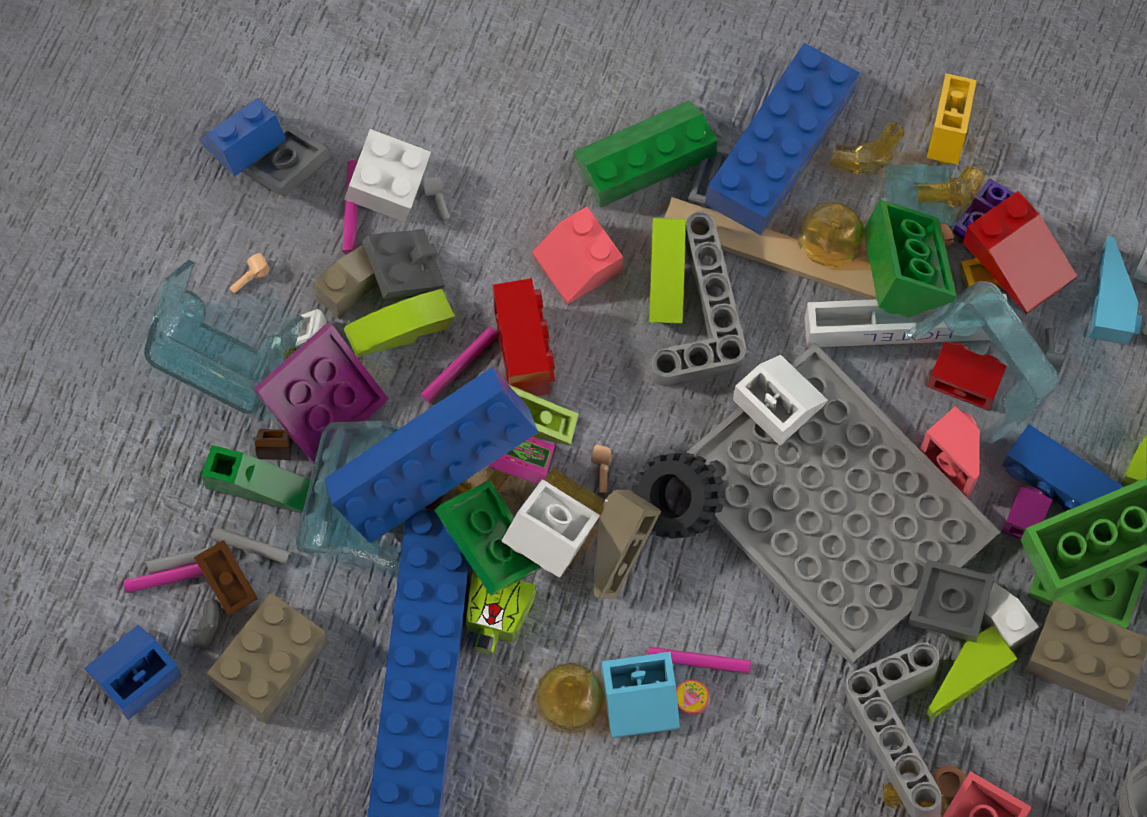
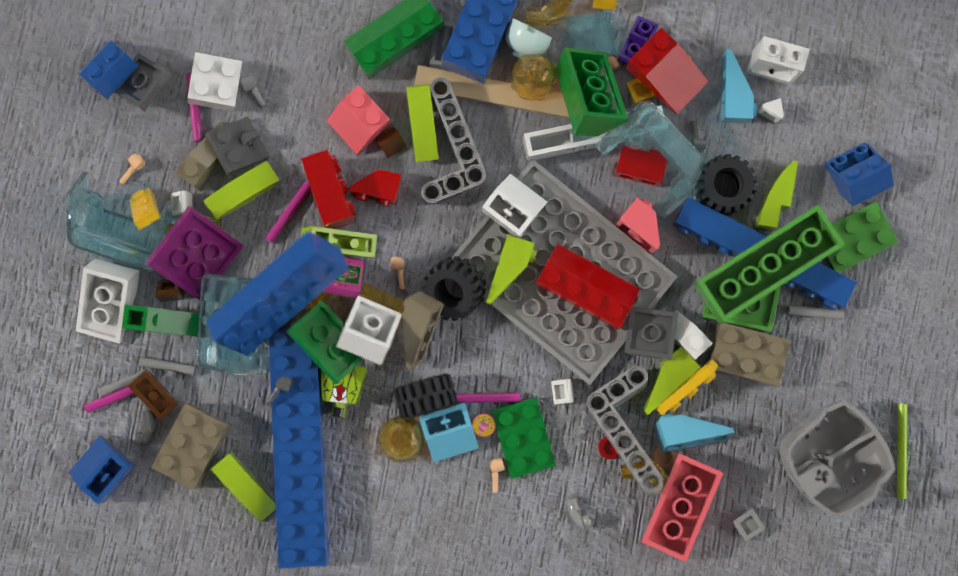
camera: 10 degrees left, 15 degrees up
(180, 441) = (102, 299): none -> white slope
(262, 320) = (144, 208): none -> yellow plate
(333, 727) = (244, 486): none -> lime slope
(415, 582) = (284, 384): none -> dark grey hand
(592, 347) = (379, 186): none -> red slope
(614, 632) = (425, 396): none -> black tyre
(618, 294) = (391, 142): none -> reddish brown slope
(701, 757) = (496, 466): none -> light nougat hand
(746, 725) = (523, 438): none -> green plate
(764, 477) = (512, 263): none -> lime slope
(813, 668) = (562, 391): none -> white slope
(828, 182) = (525, 39): none -> light aqua cylinder
(866, 760) = (606, 449): none -> red tile
(867, 524) = (588, 287): none -> red slope
(954, 192) = (616, 32): clear yellow arm -> none
(990, 751) = (687, 432): none -> medium azure slope
(995, 683) = (689, 387): none -> yellow plate
(1027, 510) = (694, 260): magenta brick -> none
(1092, 394) = (742, 176): none -> black tyre

